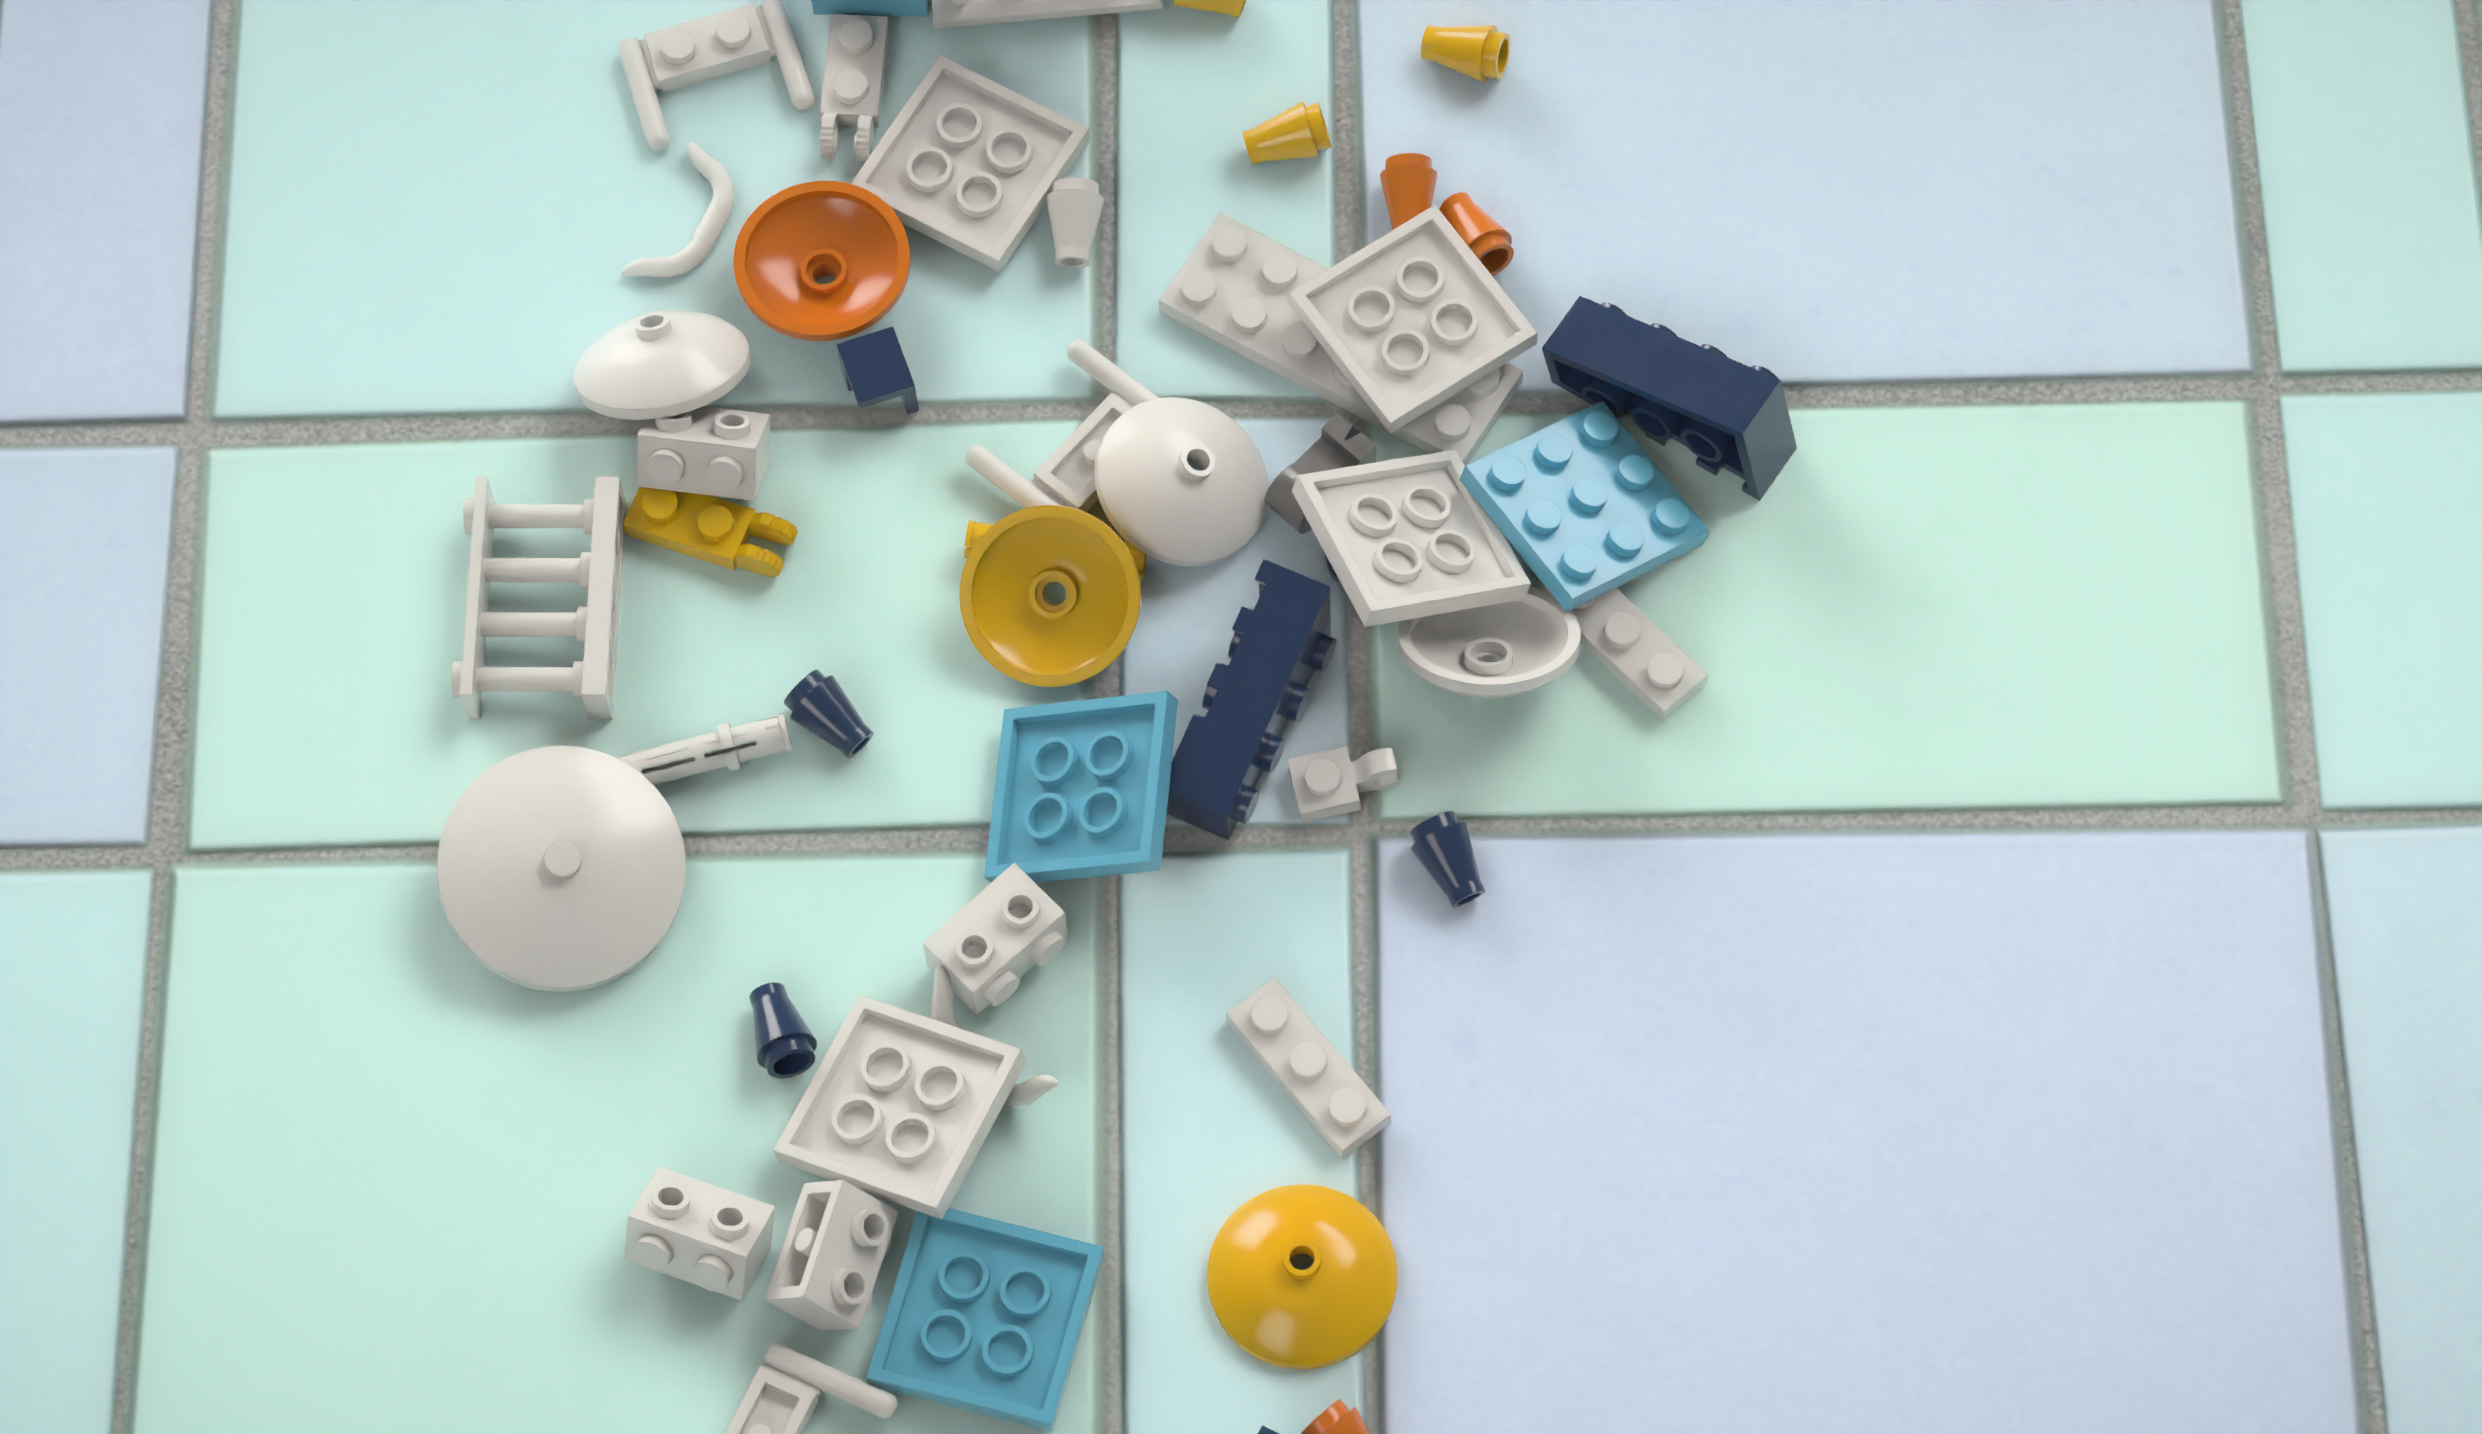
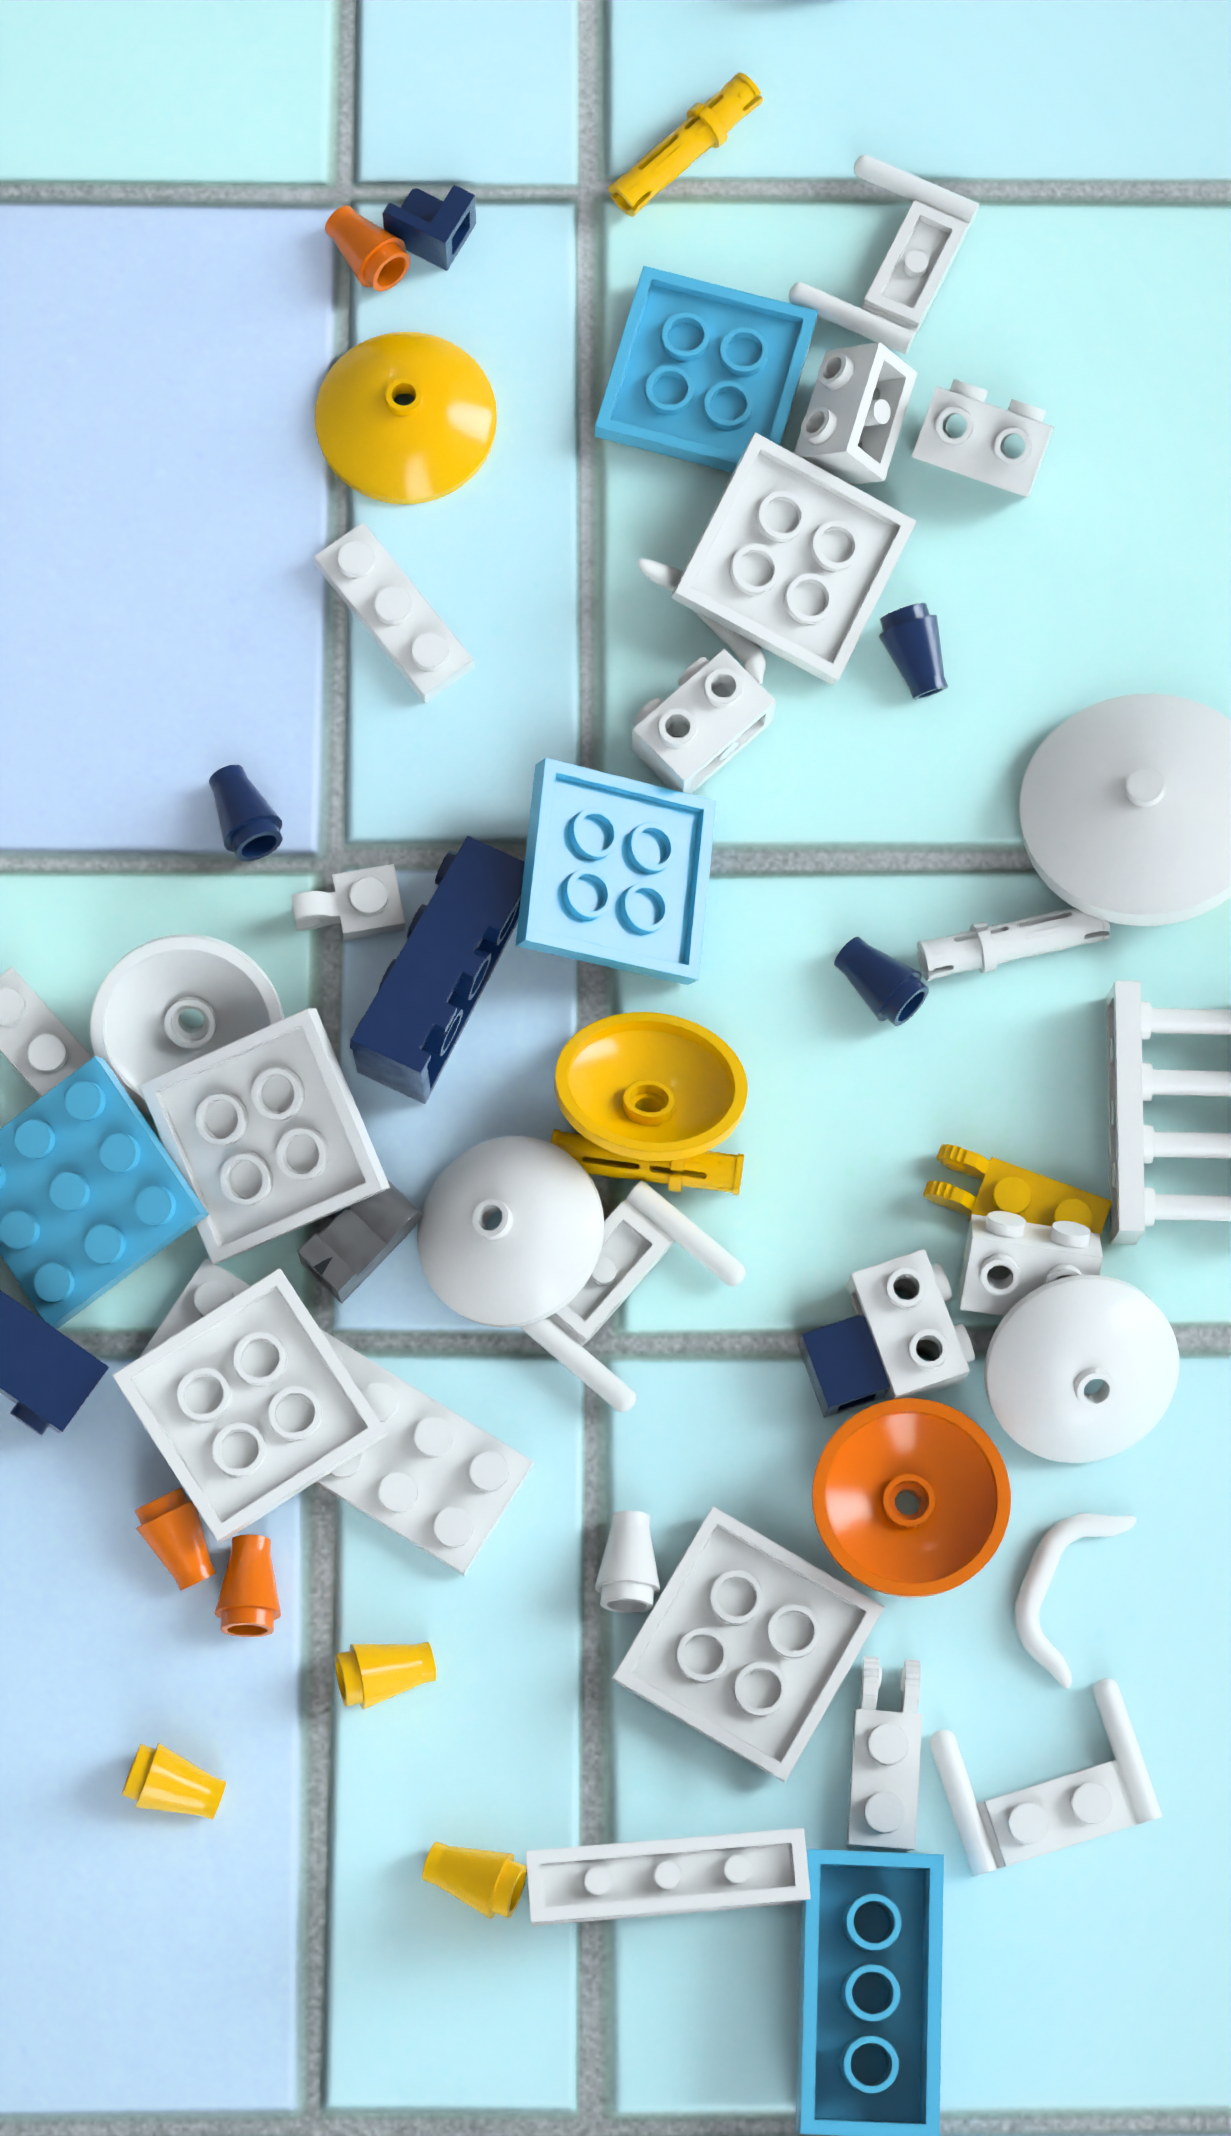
camera: 175 degrees right, 10 degrees up
(817, 403) = (912, 1325): none -> white brick

